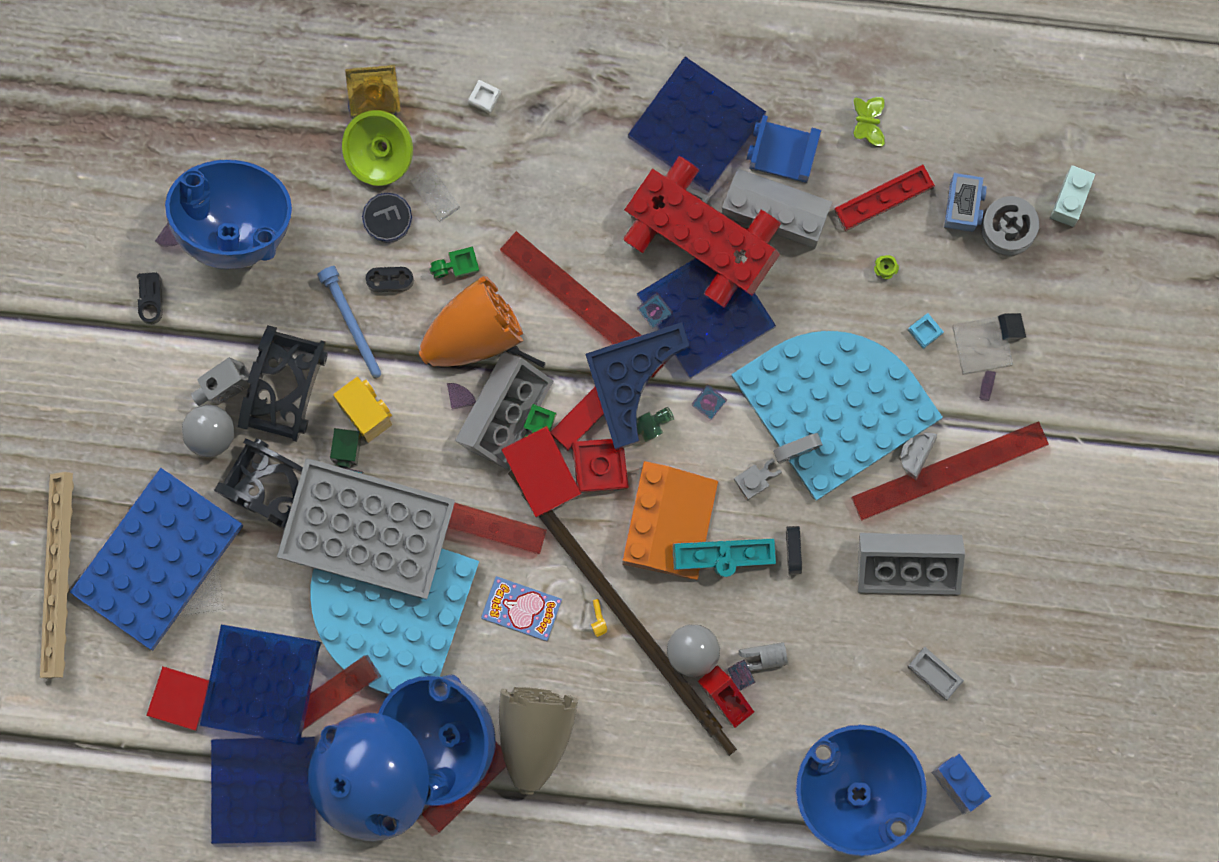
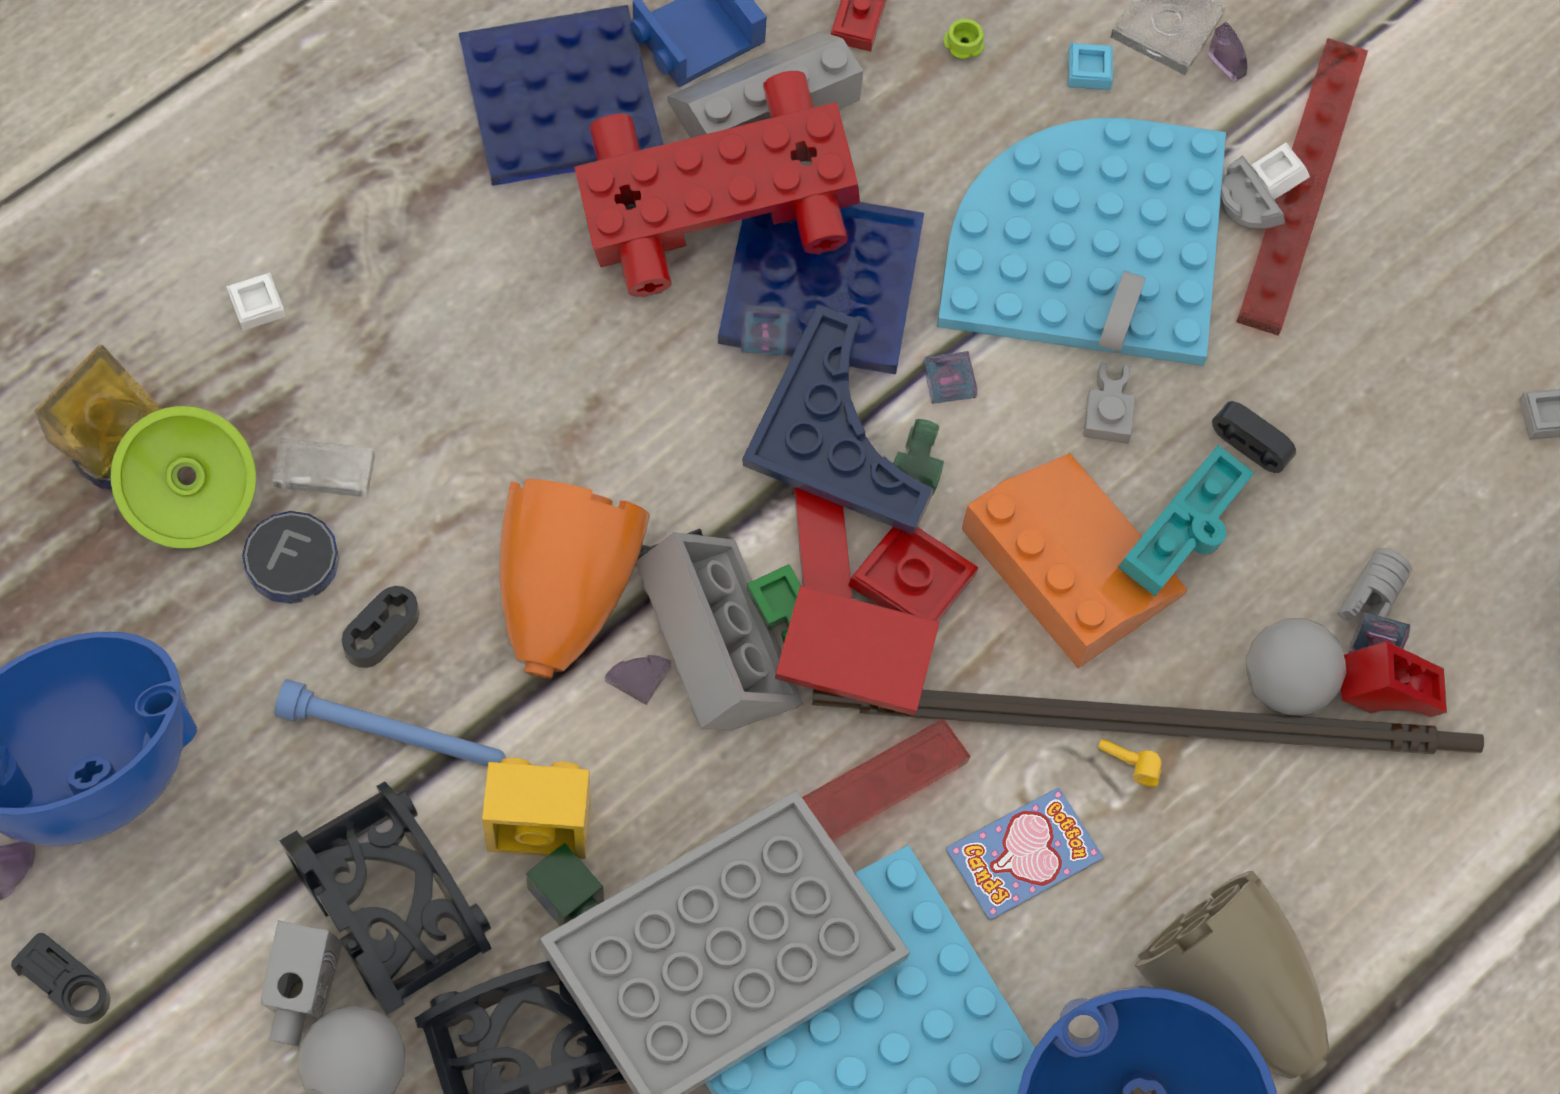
camera: 55 degrees left, 15 degrees down
(462, 262) = (454, 513): green plate -> none
(569, 291) = (625, 418): clear red tile -> none
(910, 563) = (1394, 317): light grey slope -> none
(941, 456) = (1280, 170): none -> white tile

